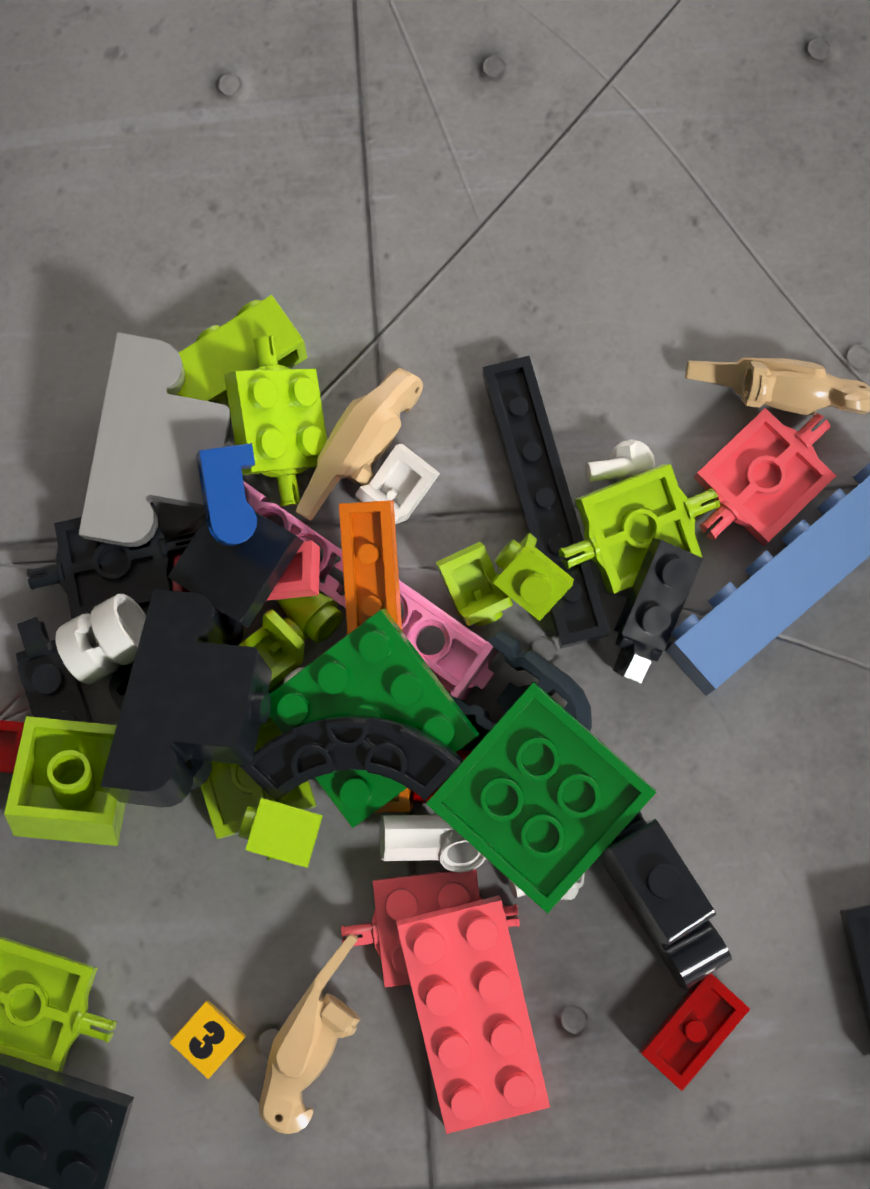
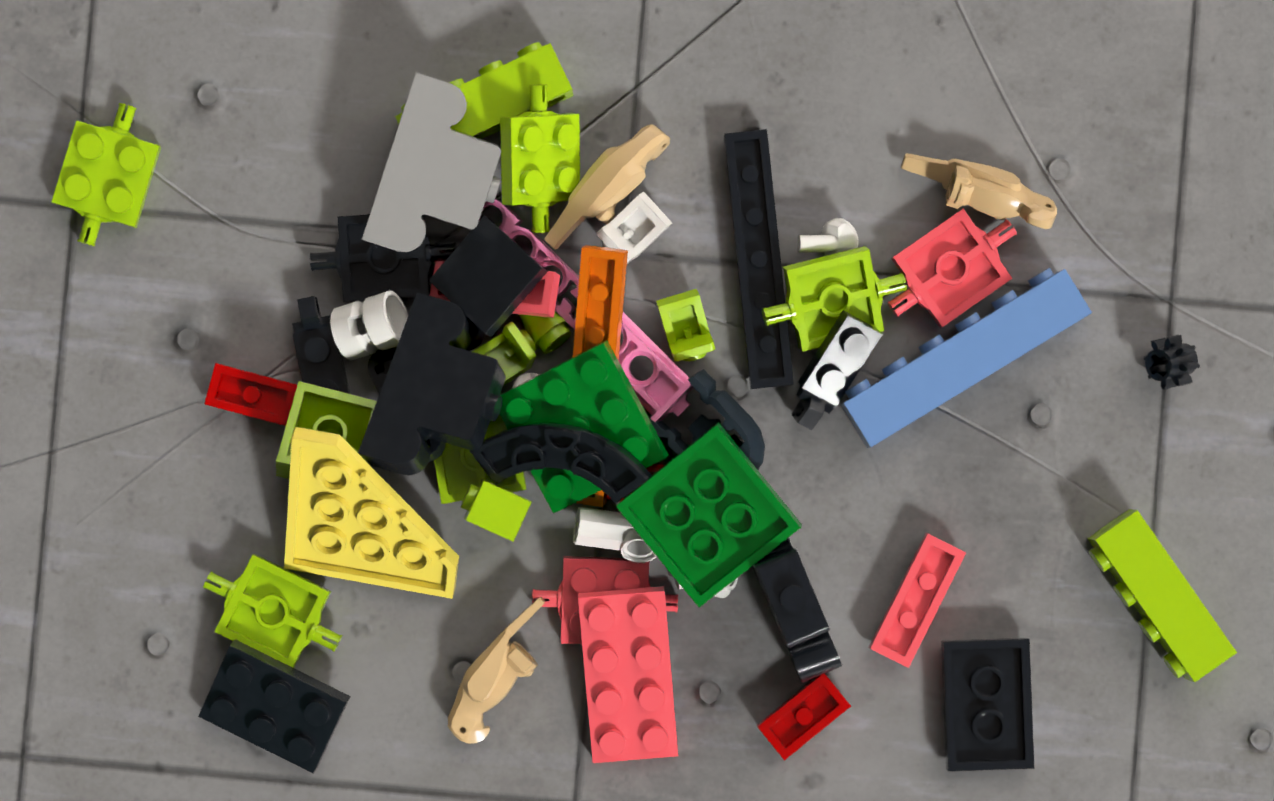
camera: 10 degrees right, 10 degrees up
(112, 878) = (356, 525): none -> light yellow plate
(208, 1039) = (413, 661): yellow tile -> none
(223, 492) = (487, 224): blue leg -> none
(530, 577) = (733, 328): lime bracket -> none
(802, 865) = (917, 600): none -> coral plate

